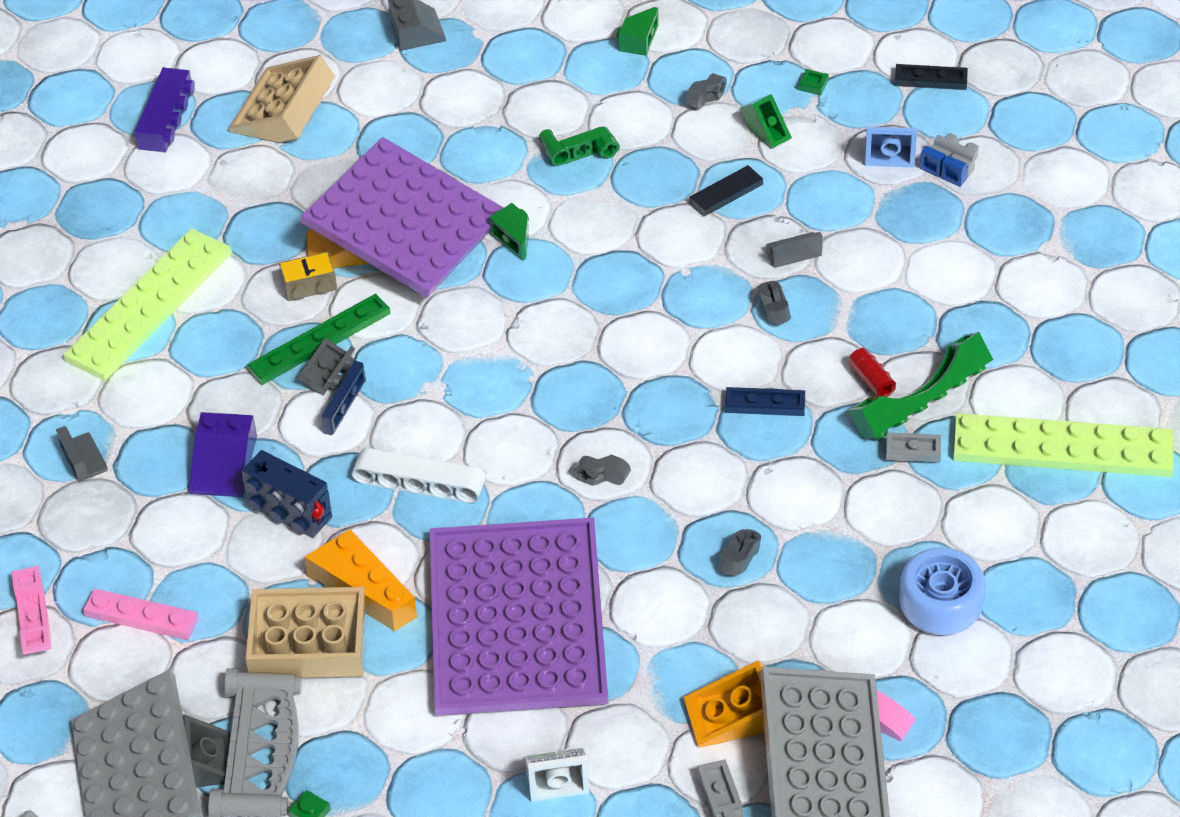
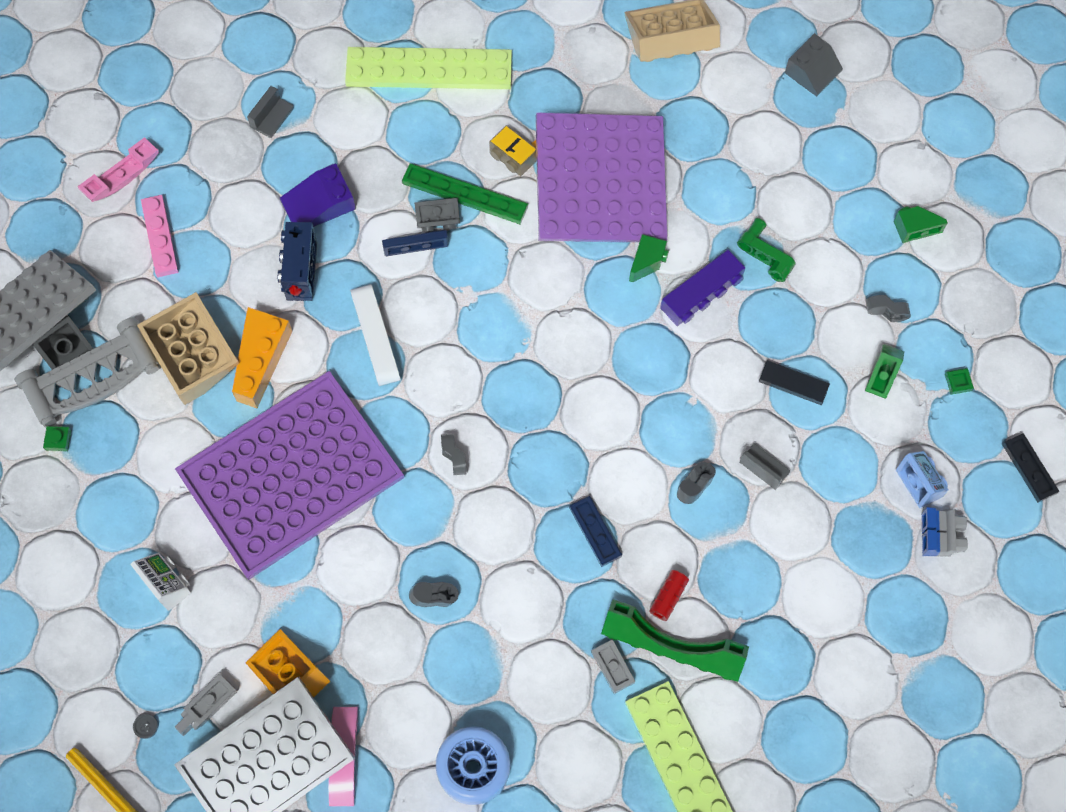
camera: 55 degrees right, 20 degrees up
(579, 206) = (702, 288): none -> dark purple brick

